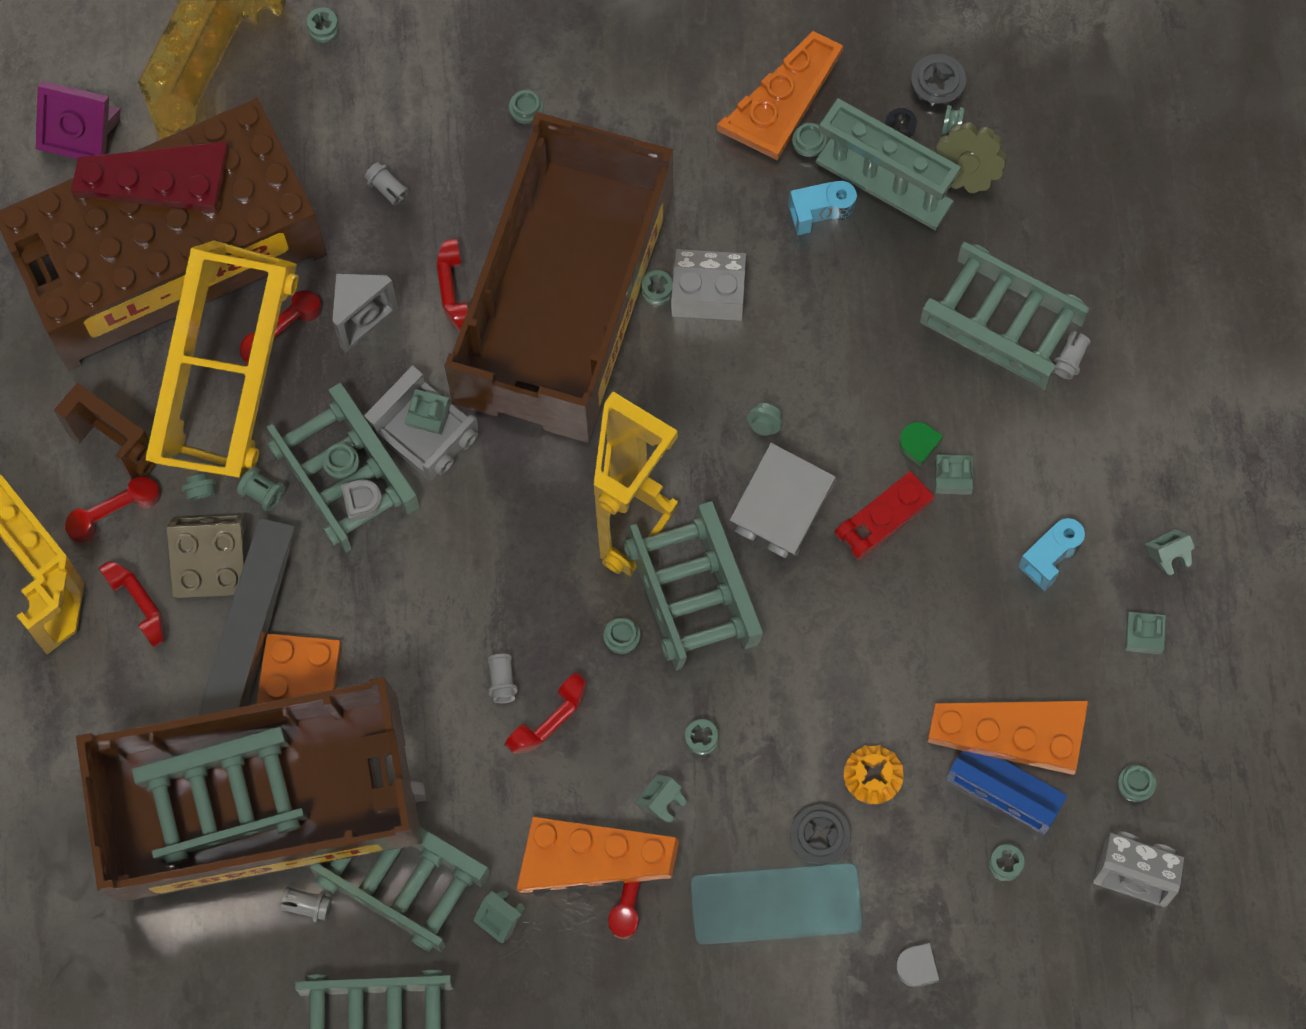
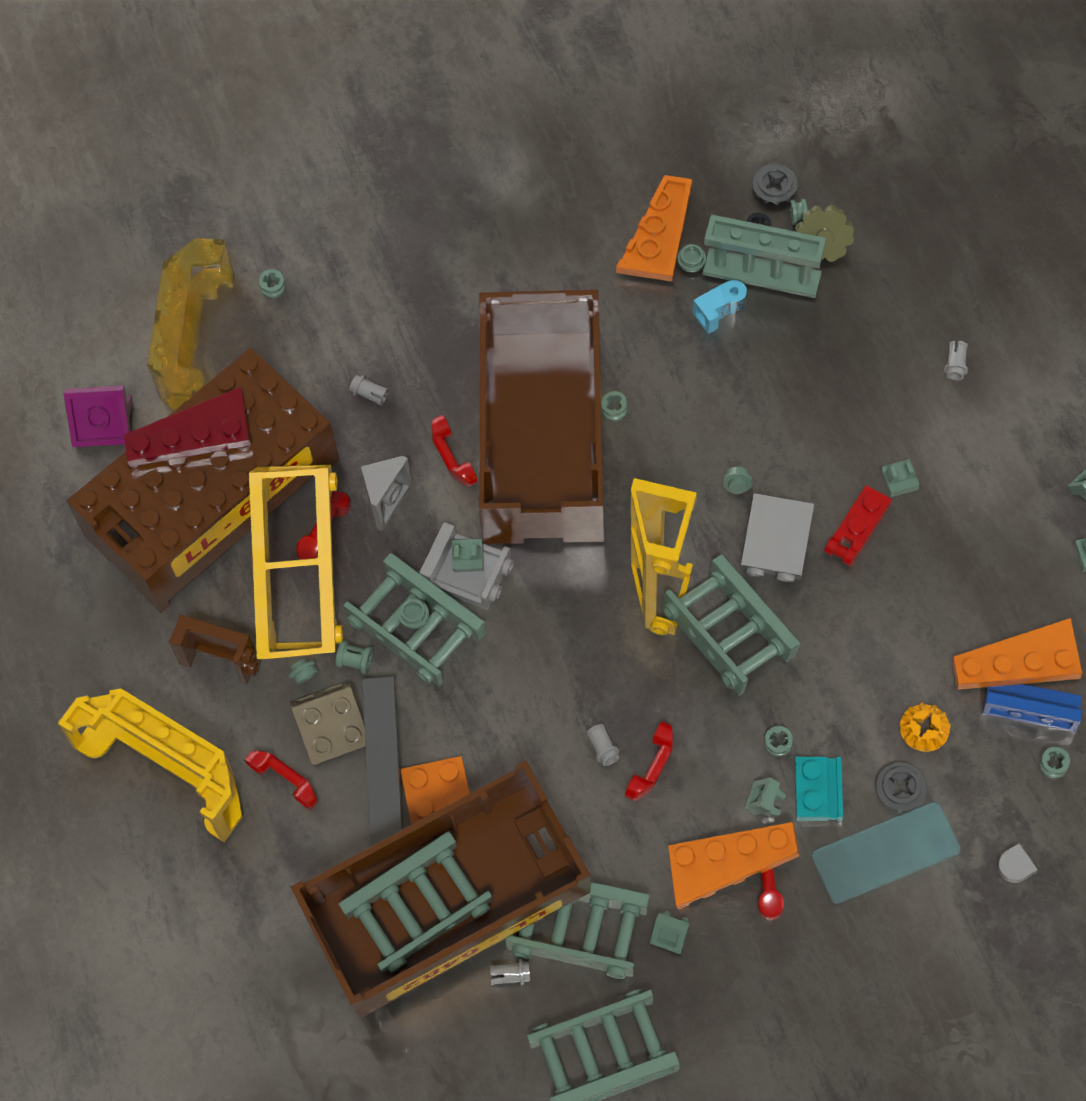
camera: 15 degrees left, 5 degrees down
(81, 523) = (257, 690): red bar -> none
(361, 499) = (440, 638): light grey tile -> none
(525, 105) = (458, 298): sand green plate -> none
(621, 635) = (686, 682): sand green plate -> none
(708, 284) = (655, 391): light grey slope -> none
(726, 806) = (818, 789): none -> teal plate
(919, 441) = (863, 461): green tile -> none
(1004, 348) = (888, 370): sand green fence -> none
(1058, 543) = (1001, 506): medium azure leg -> none

